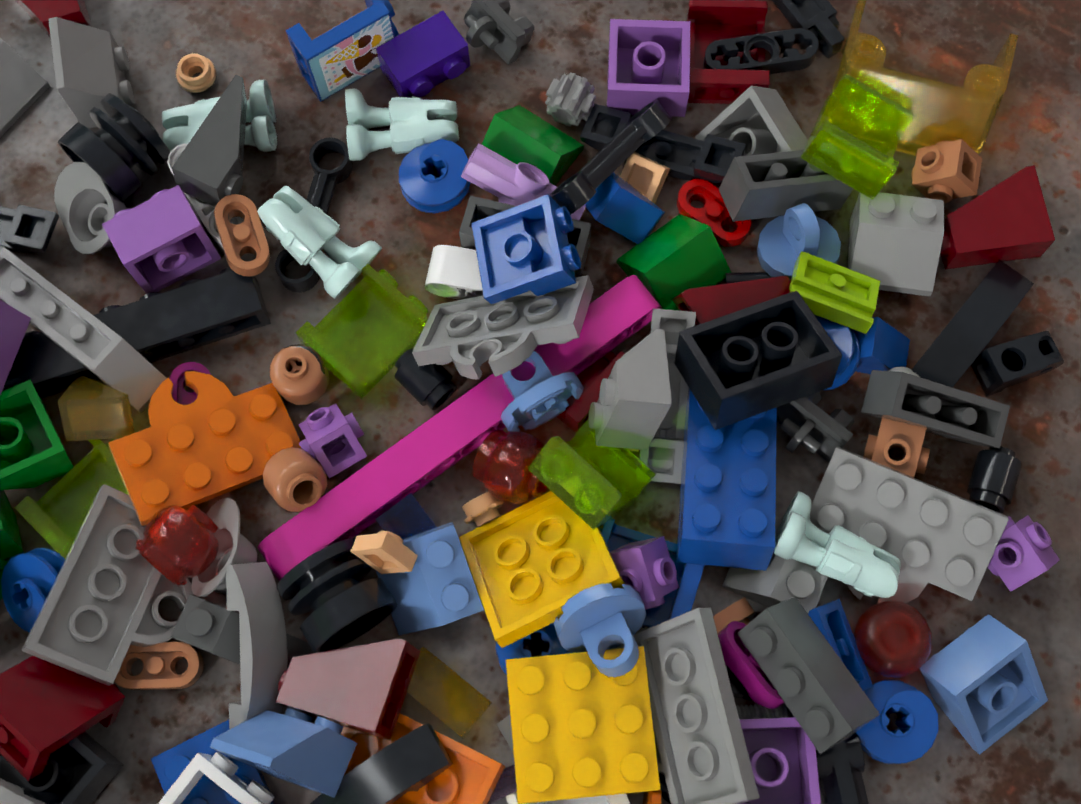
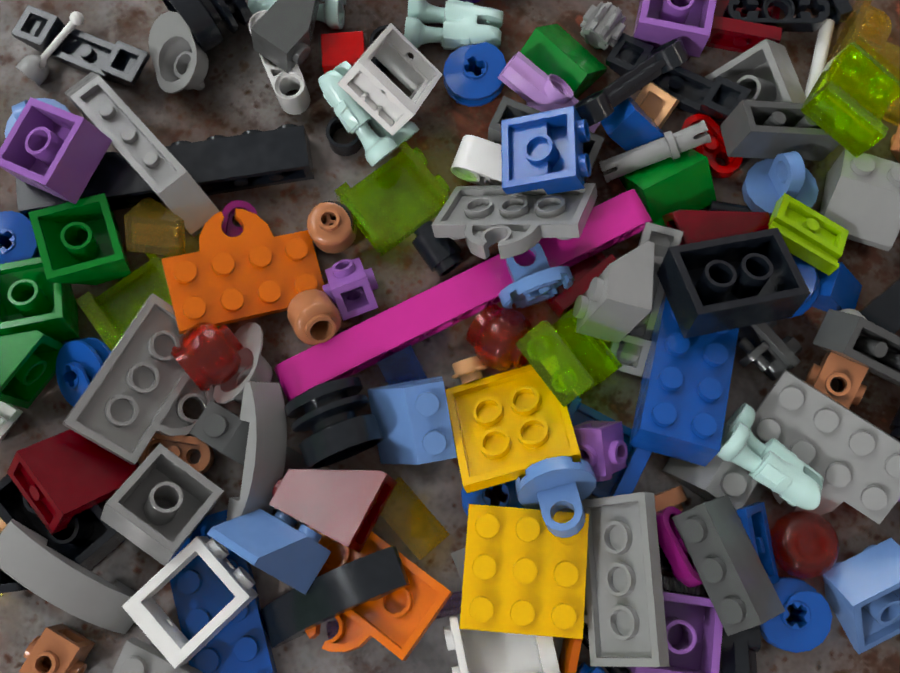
camera: 10 degrees right, 5 degrees up
(151, 724) = (161, 504): none -> light grey brick
(161, 240) = (232, 91): medium lavender brick -> none
(243, 237) = (301, 100): nougat plate -> none
(279, 171) = (340, 48): none -> red panel
(329, 216) = (378, 93): none -> white window
(384, 552) = (380, 394): light nougat plate -> none
(651, 229) = (668, 146): none -> light grey pin
(818, 87) = (820, 54): none -> white bar

